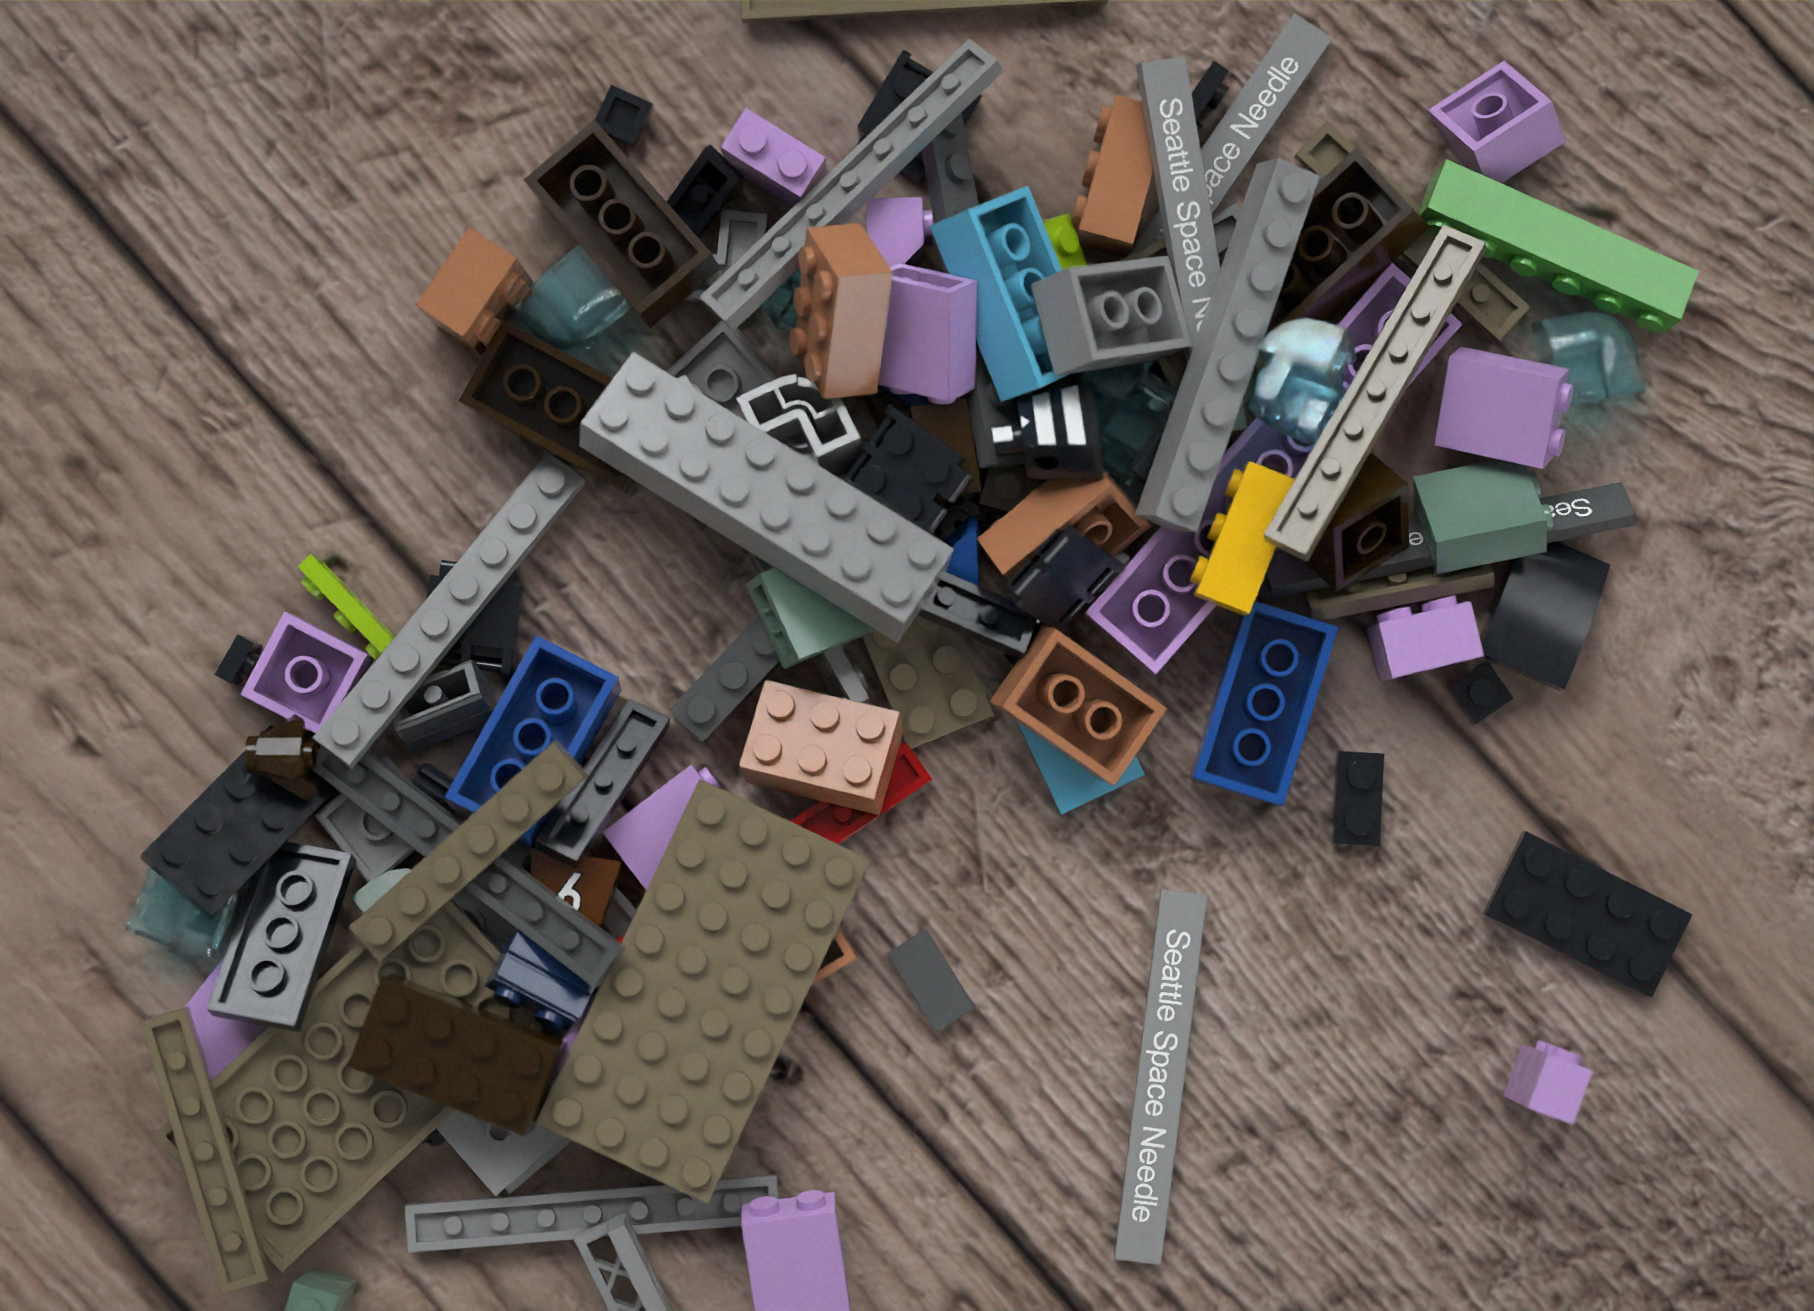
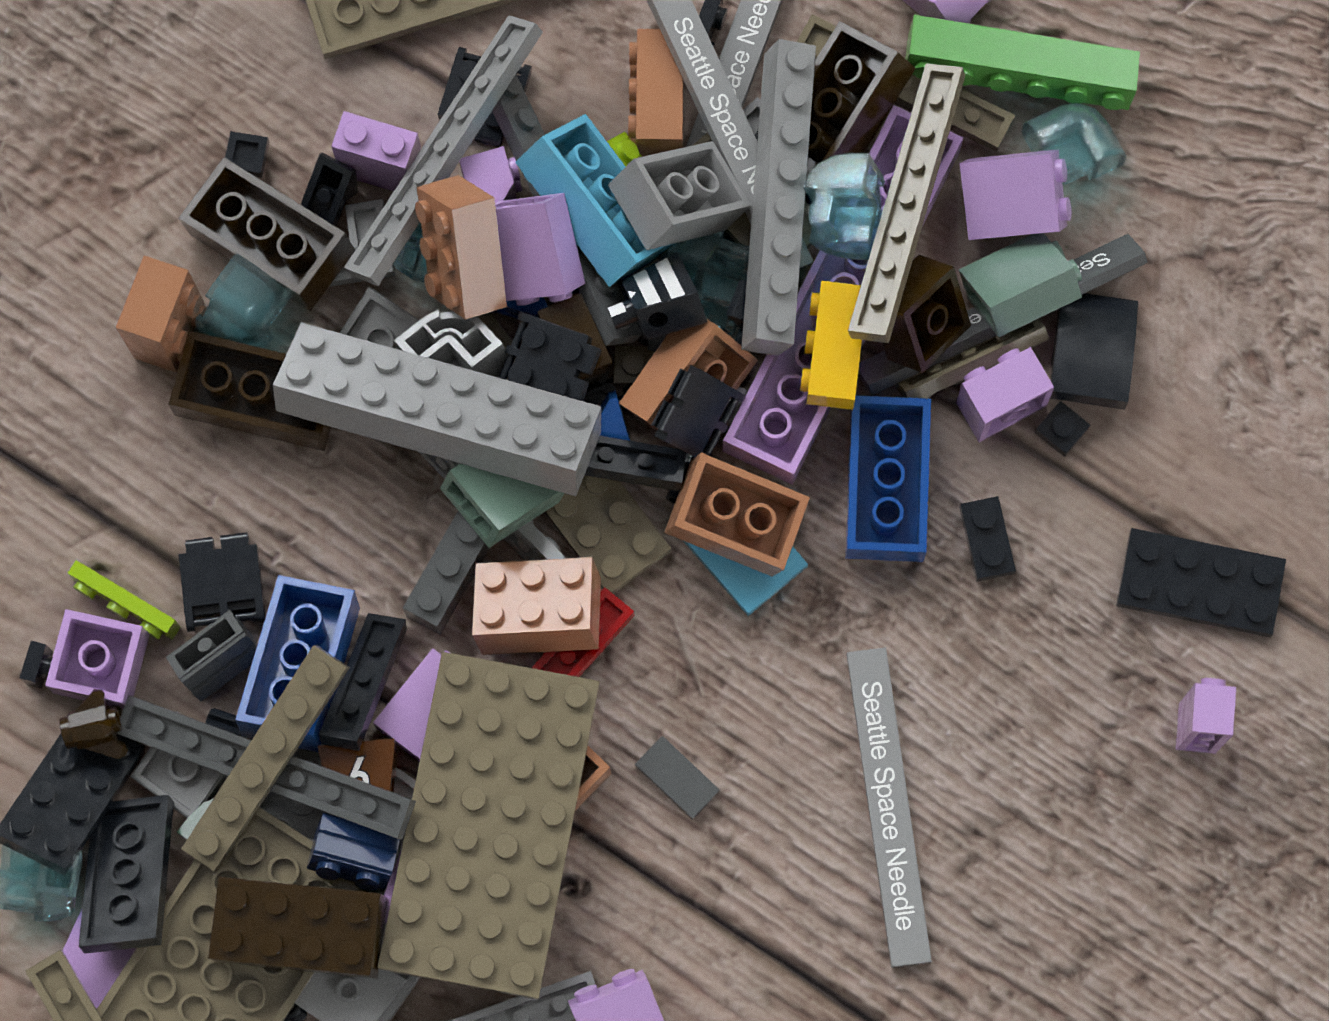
camera: 15 degrees left, 10 degrees down
(449, 611) = (201, 577): light grey plate -> none

